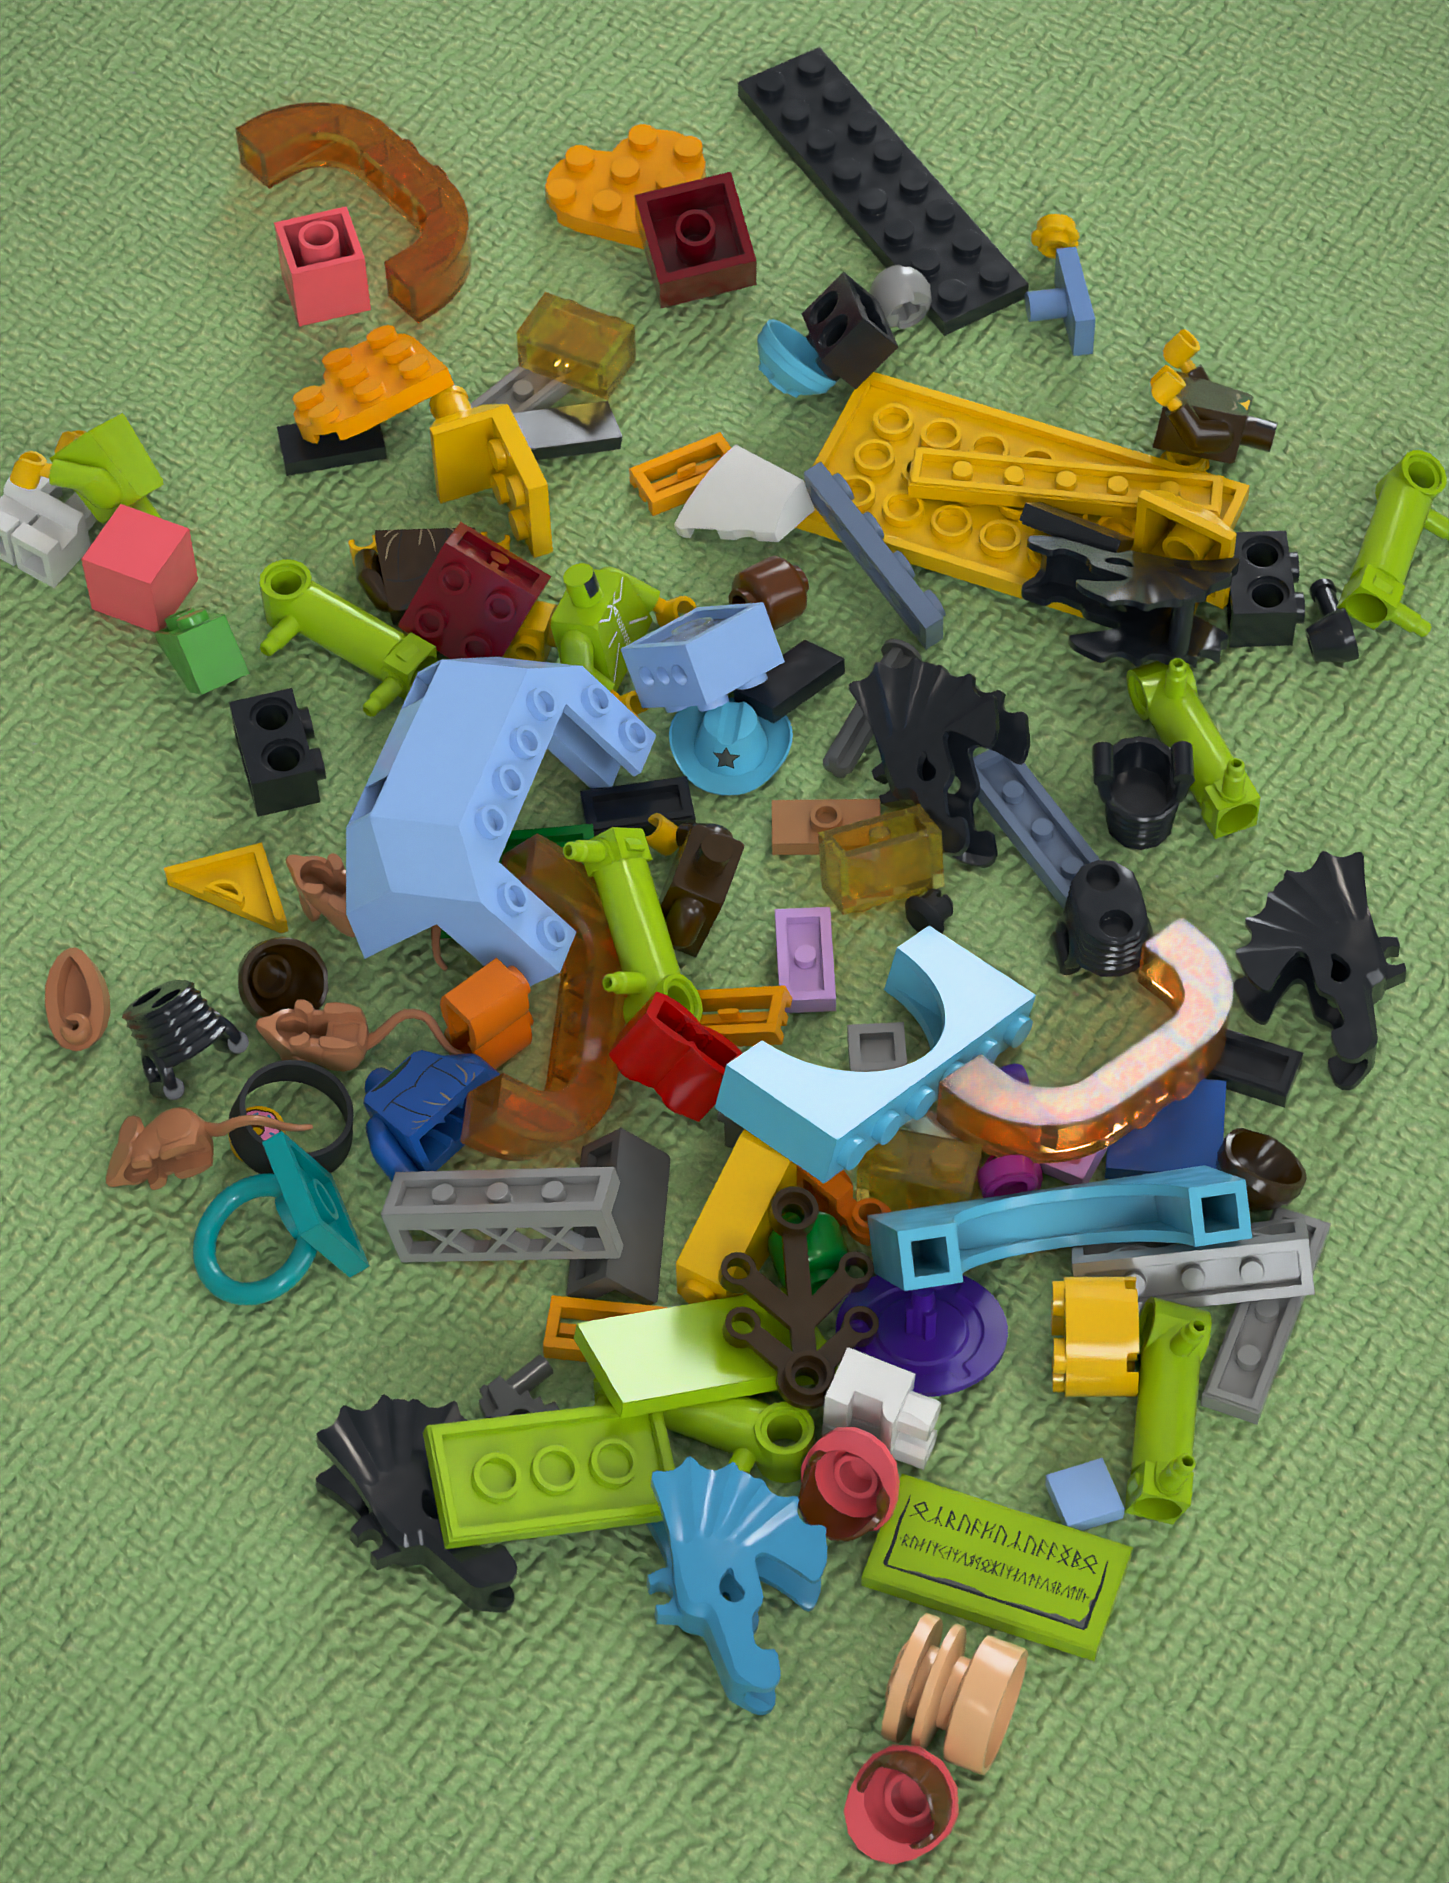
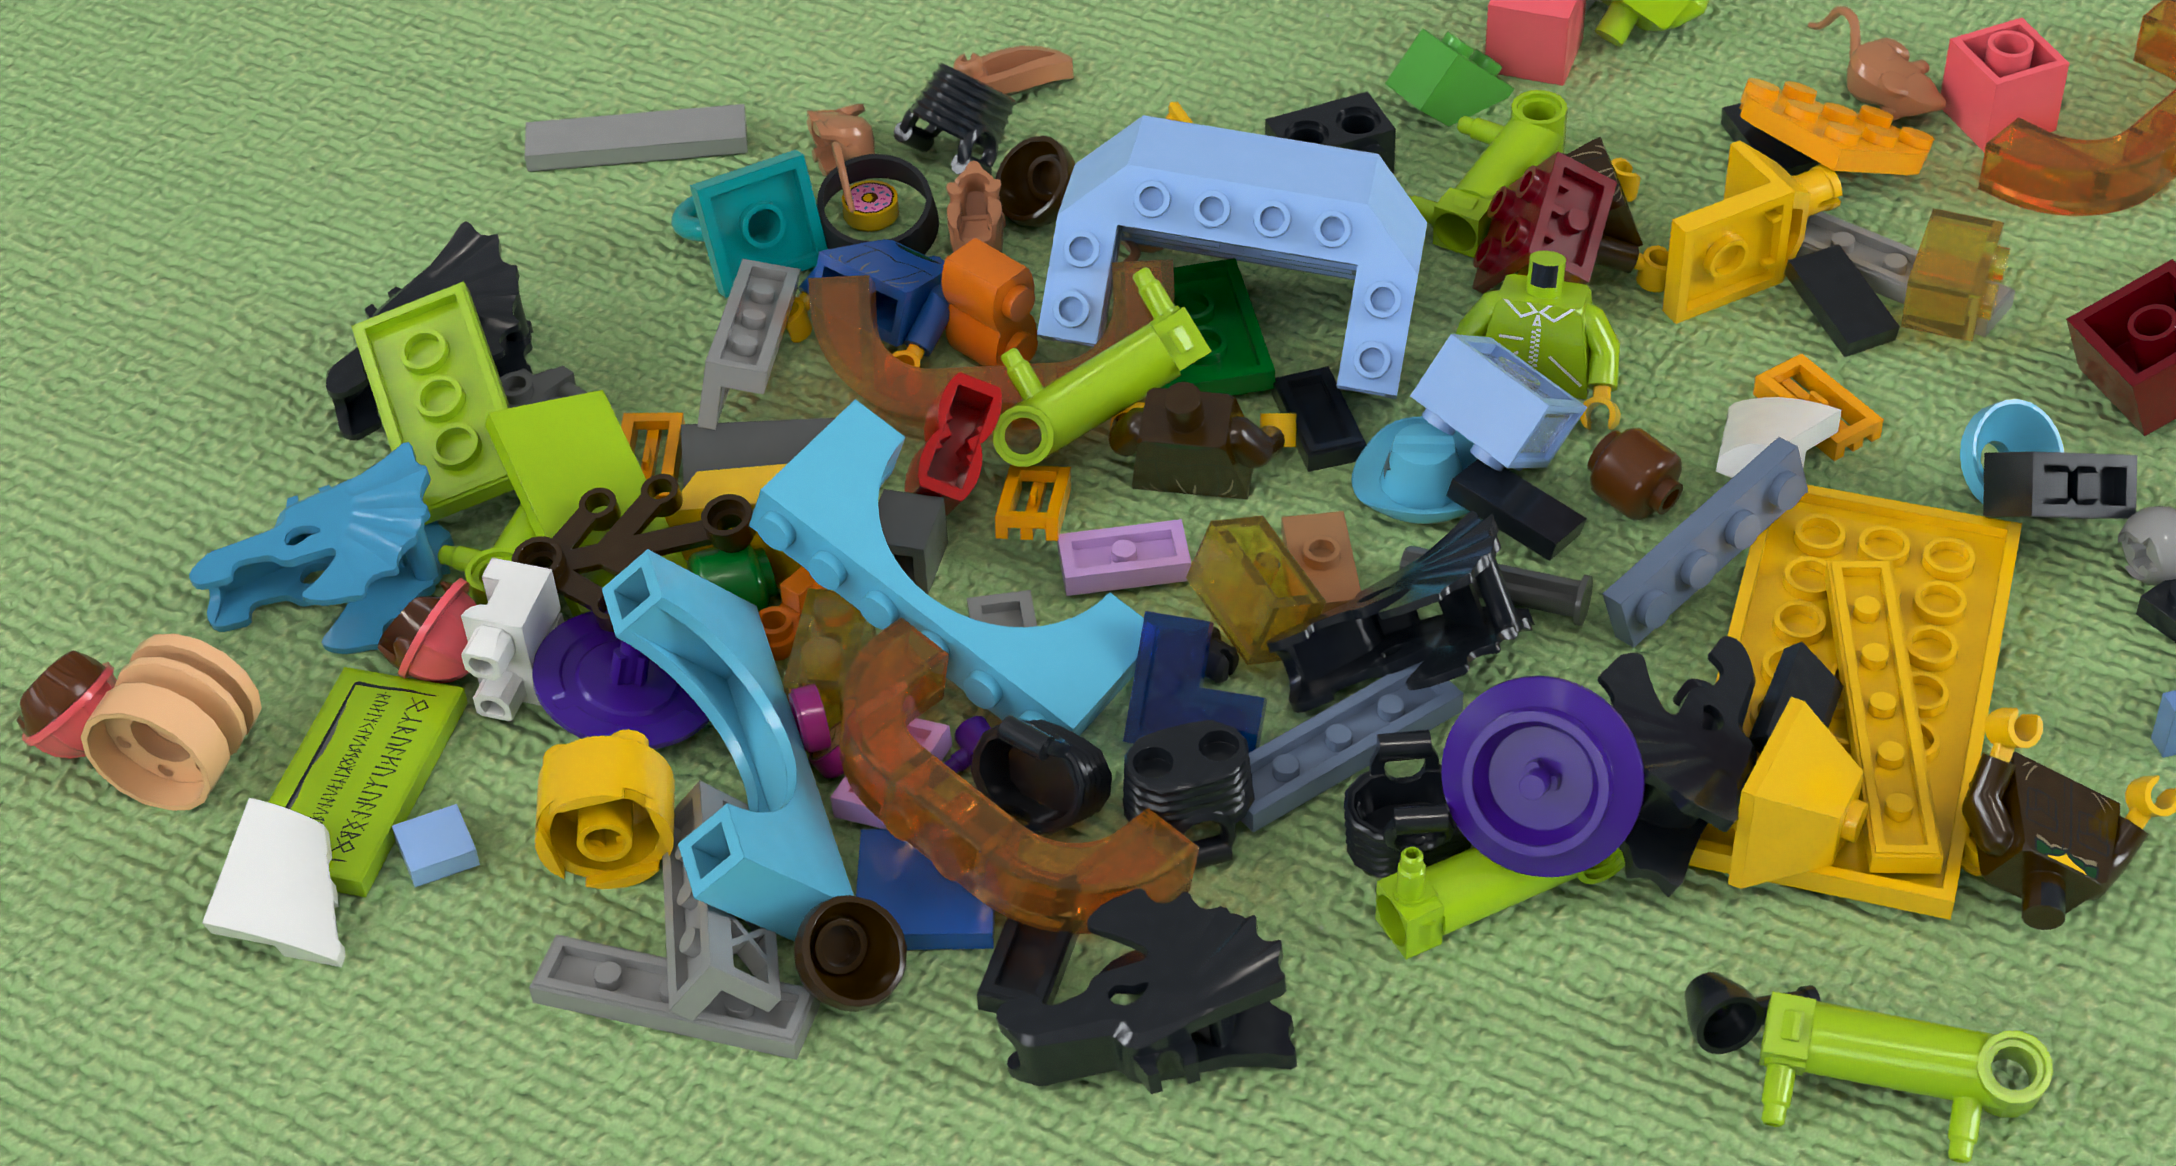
camera: 85 degrees right, 10 degrees down
(90, 1344) = (636, 137): none -> light grey tile
(270, 346) = (1882, 73): none -> nougat animal
(996, 926) = (1171, 681): none -> clear blue plate
(1078, 1024) = (1041, 773): none -> black piece
(1143, 1604) = (279, 886): none -> white slope
(1162, 1460) = (609, 892): lime piece -> none
(1184, 664) = (1543, 776): none -> dark purple piece
(1262, 594) = (1780, 923): black brick -> none

